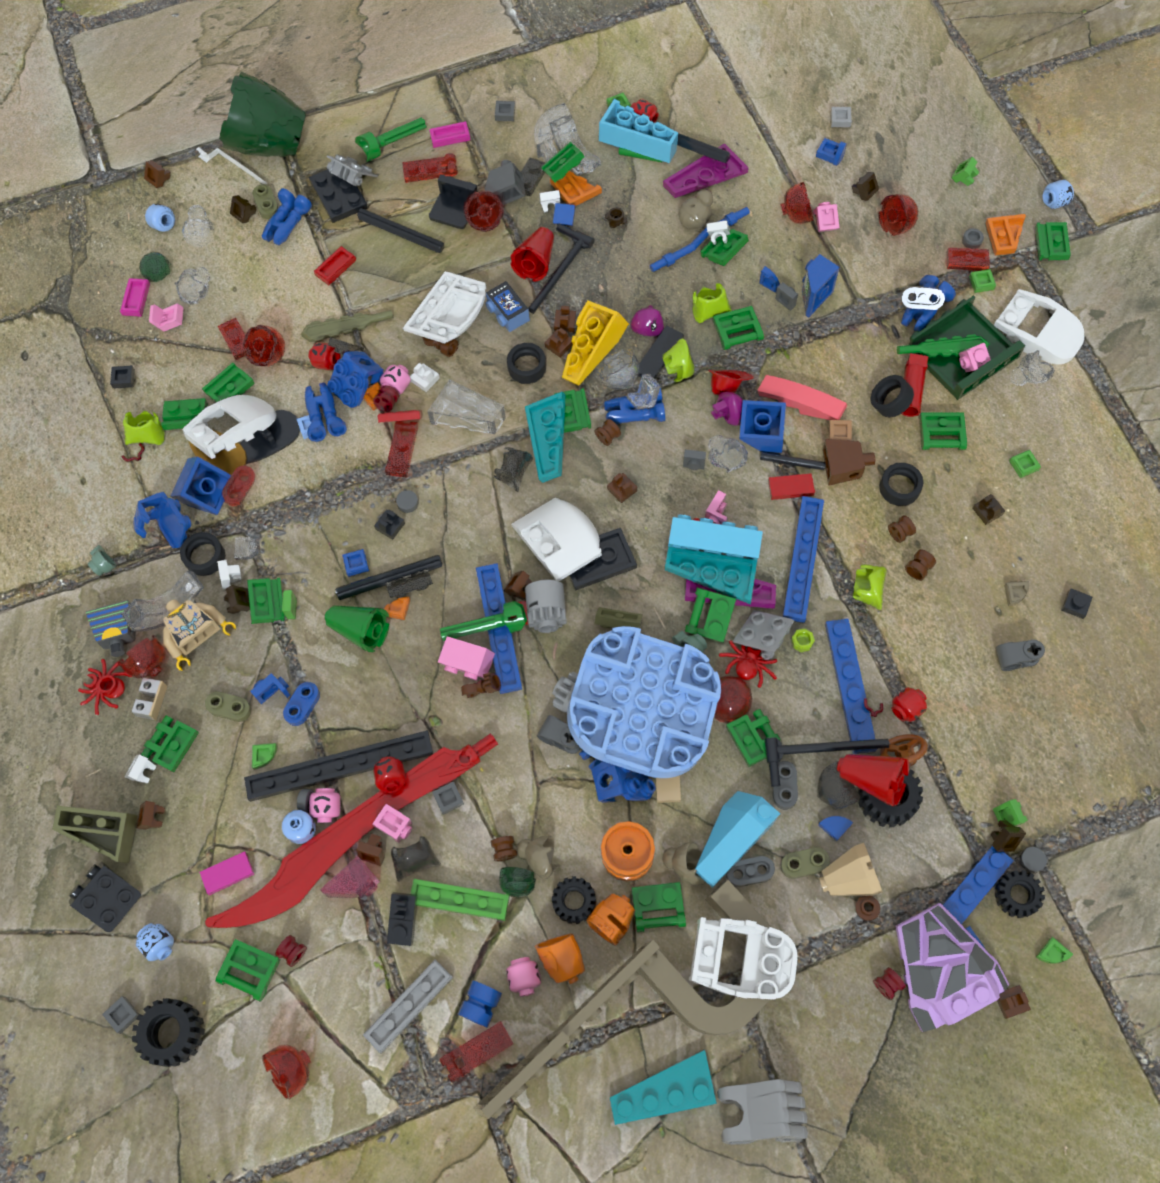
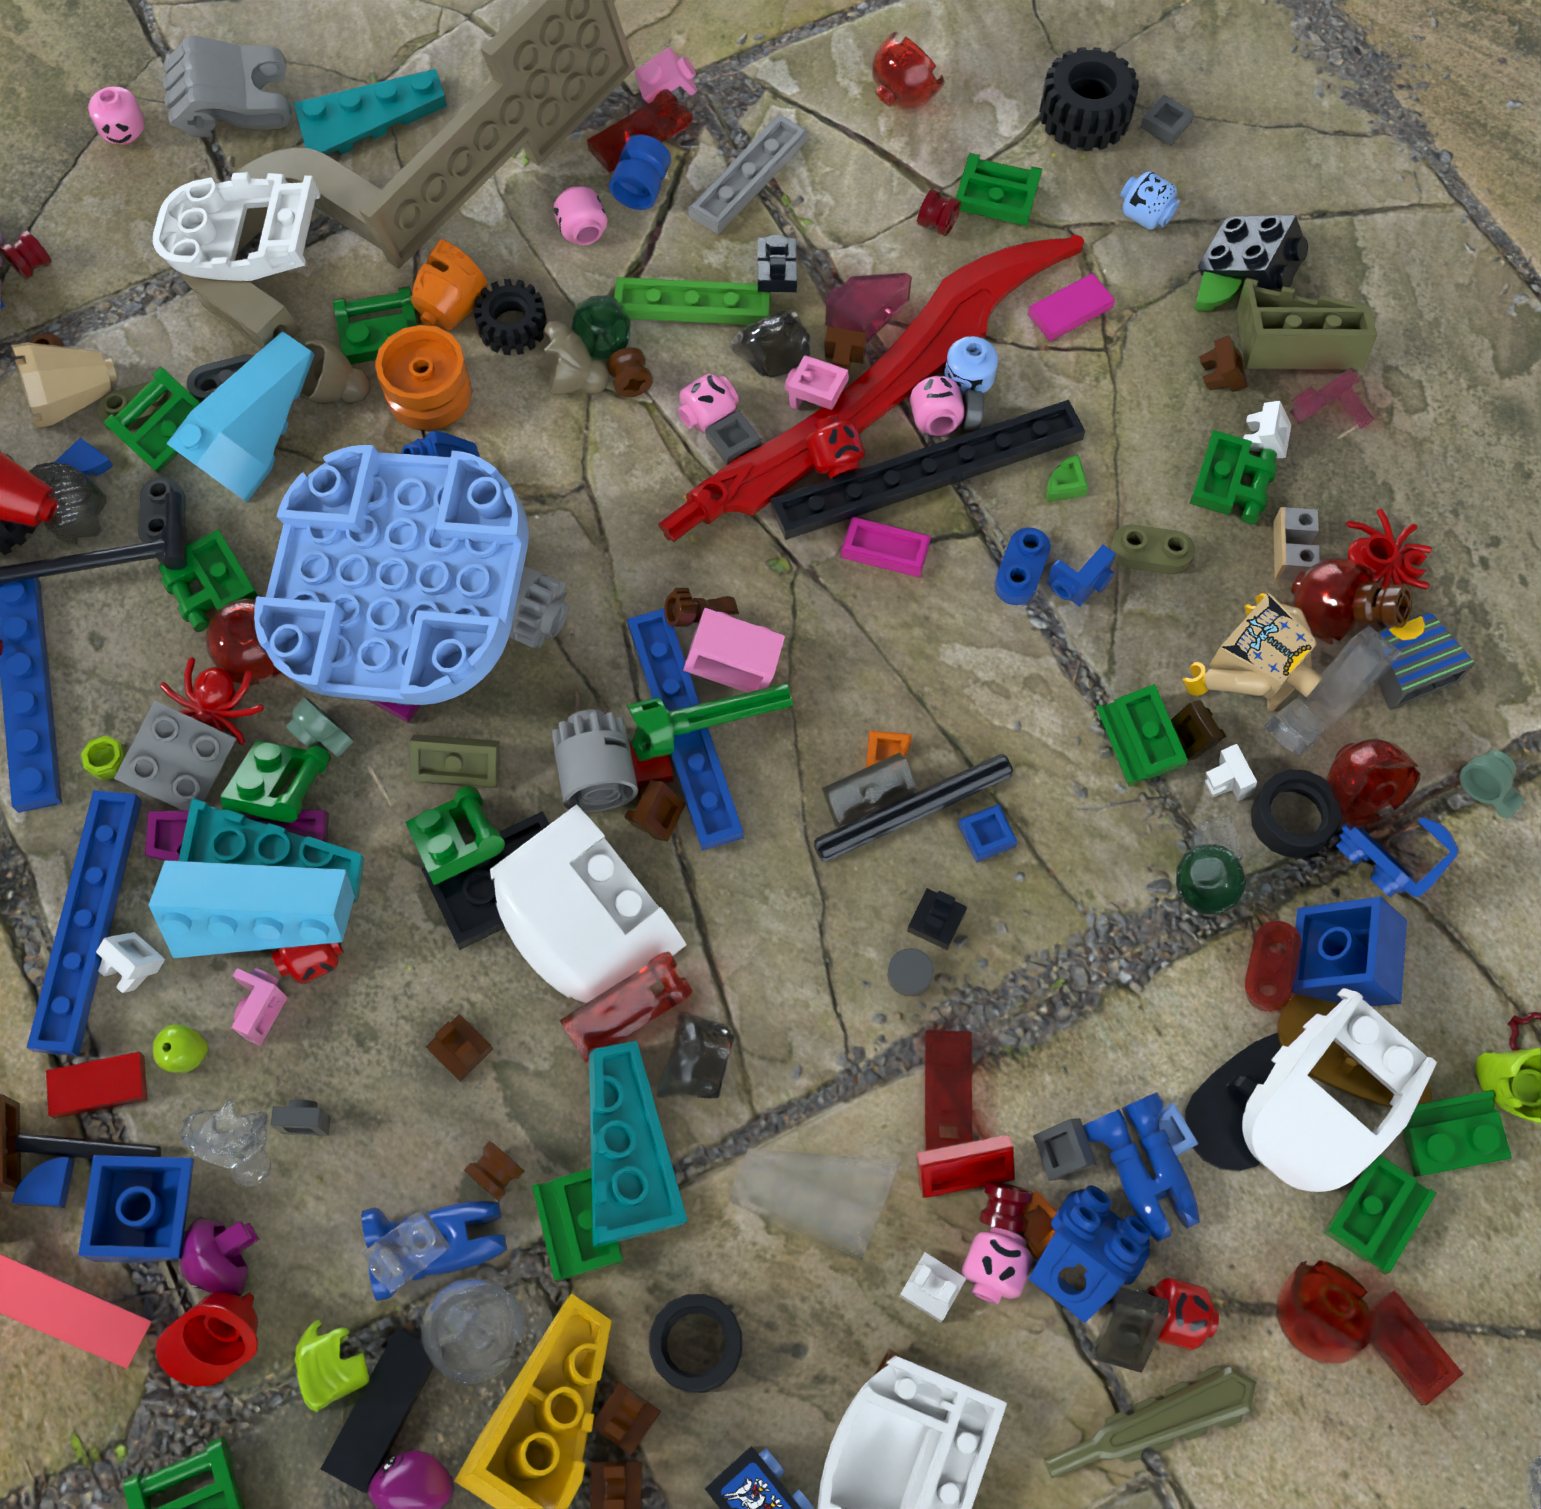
camera: 170 degrees right, 0 degrees up
(93, 790) = (1311, 401): none -> clear pink piece
(116, 639) = (1382, 604): none -> reddish brown wheel
(136, 874) = (1215, 291): none -> bright green tile
(161, 563) = (1370, 778): none -> clear red cylinder
(255, 522) = (1210, 879): none -> clear green hair
(289, 604) = (1093, 728): bright green tile -> none
(355, 419) = (1064, 1149): none -> dark grey plate
(360, 625) = (952, 695): green cone -> none
(373, 723) = (885, 546): none -> dark pink tile
(452, 1096) = (665, 72): none -> bright pink bracket
(459, 822) = (707, 401): none -> bright pink head
(541, 494) = (626, 1006): none -> clear red plate
(557, 734) = (556, 550): dark grey piece -> none
(561, 958) = (521, 232): orange helmet -> none
(626, 576) = (441, 842): none -> green plate
(752, 495) = (179, 1048): none -> lime piece
(779, 537) = (129, 957): none -> white tile
(783, 836) = (152, 437): none -> green plate
(810, 447) = (46, 1184): none -> blue tile
(840, 1098) = (116, 115): none -> bright pink head

